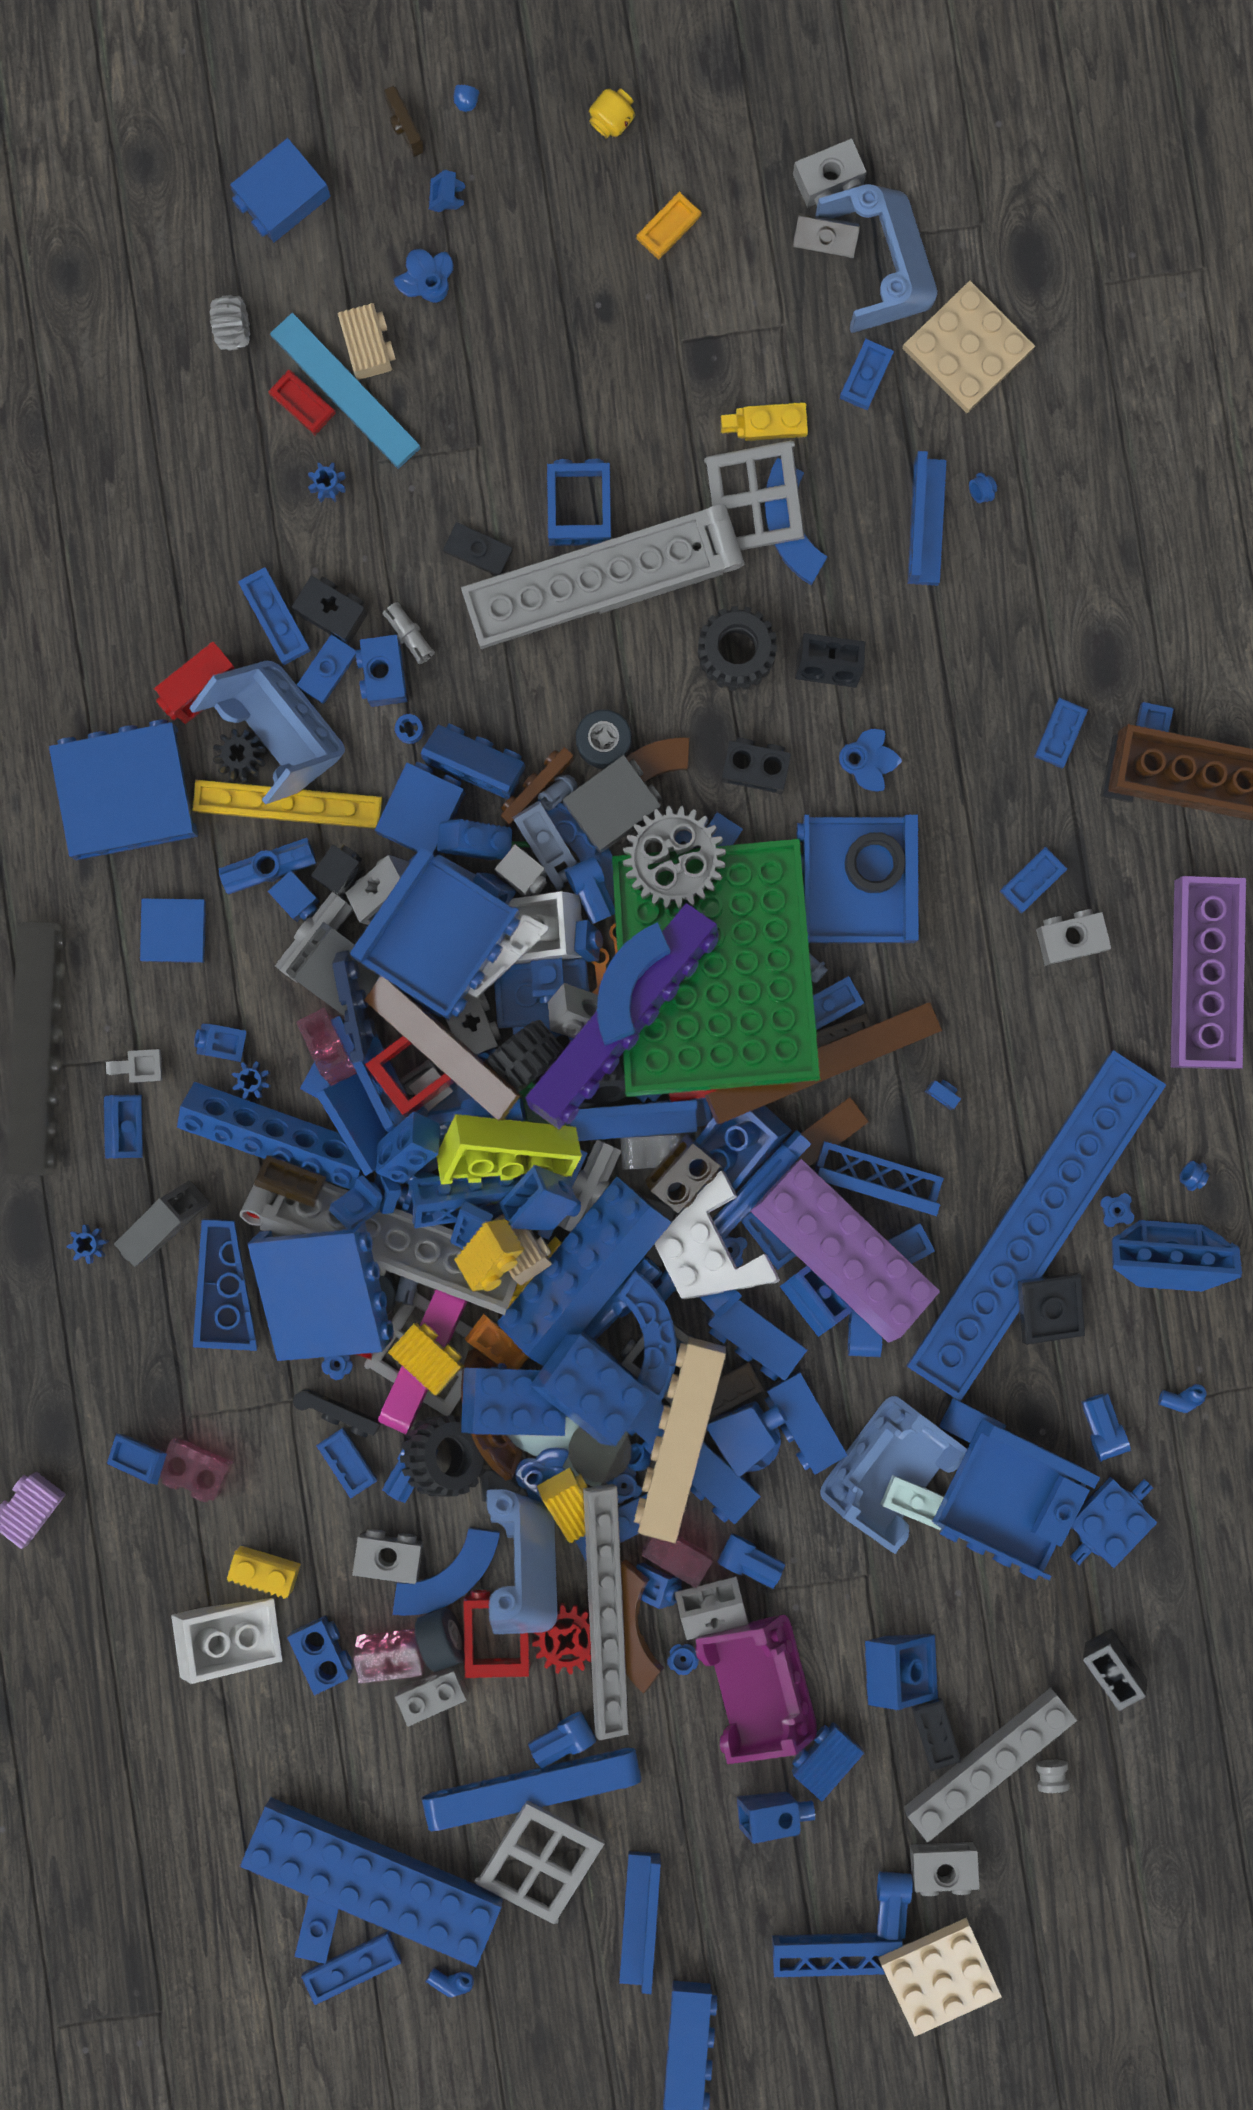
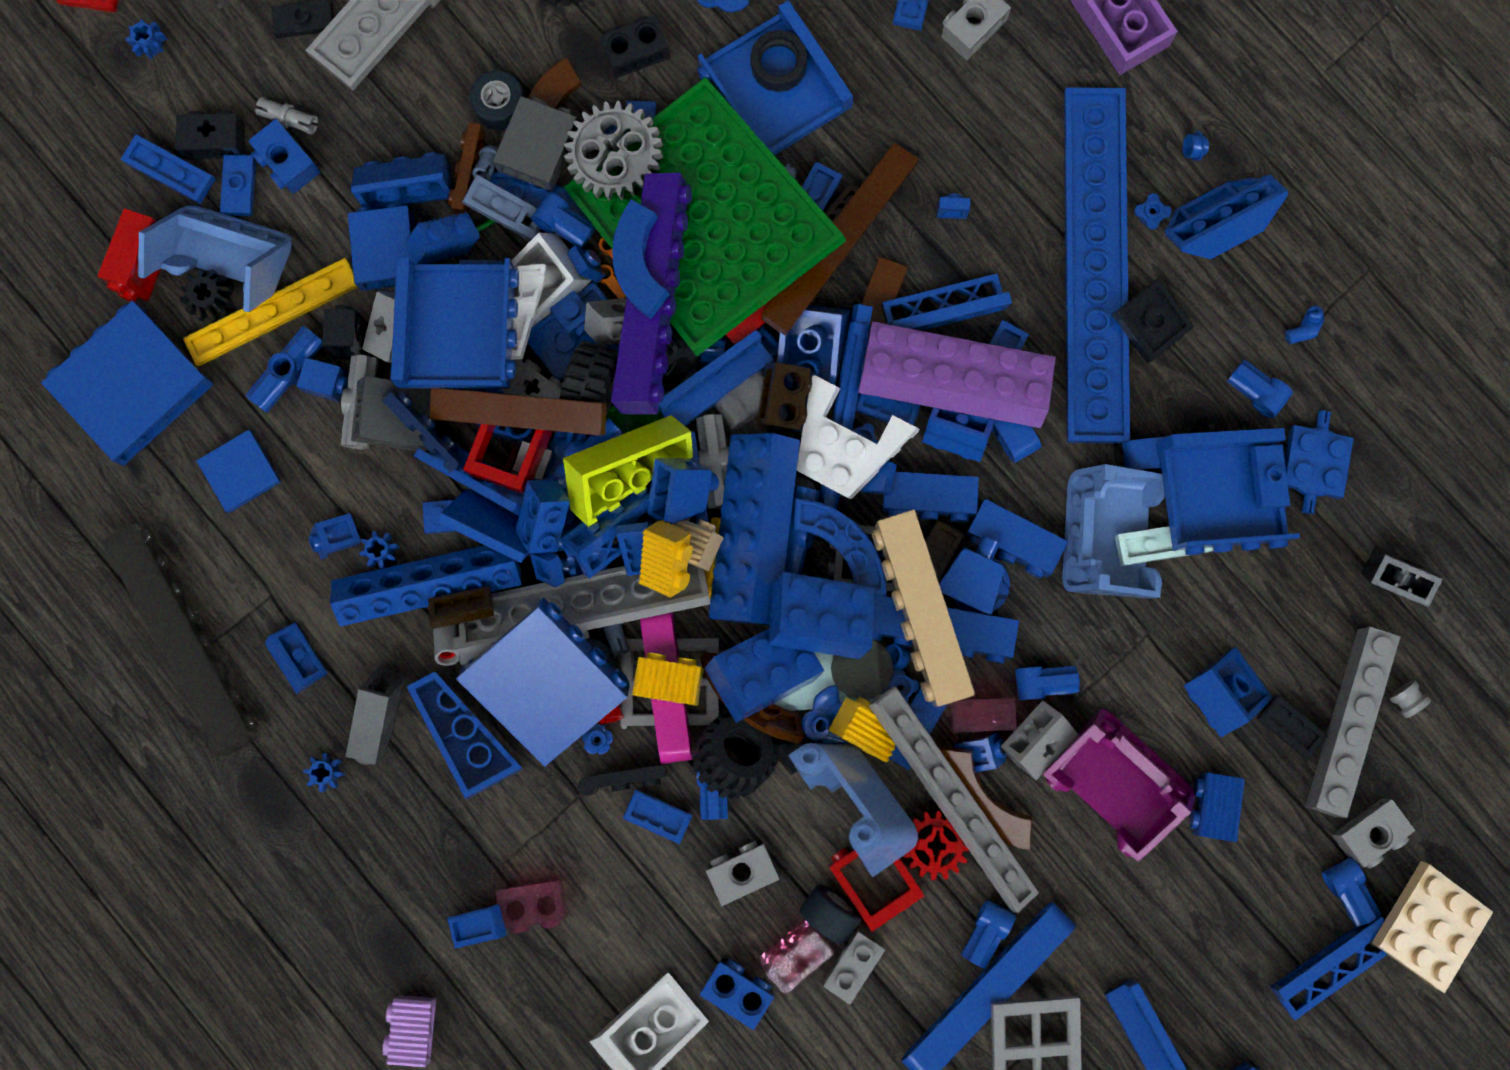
camera: 30 degrees left, 5 degrees down
(141, 1066) = (279, 597): light grey plate -> none
(263, 1571) = (644, 953): yellow brick -> none
(326, 1046) = (424, 479): clear pink brick -> none
(357, 1204) = (531, 587): blue bracket -> none
(414, 721) = (334, 181): blue bush -> none
(453, 1581) = (809, 861): blue tile -> none
(495, 1344) = (718, 634): orange plate -> none
(522, 872) = (496, 239): light grey brick -> none
(687, 1666) = (1051, 800): blue plate -> none
(772, 1816) = (1203, 882): blue torso -> none

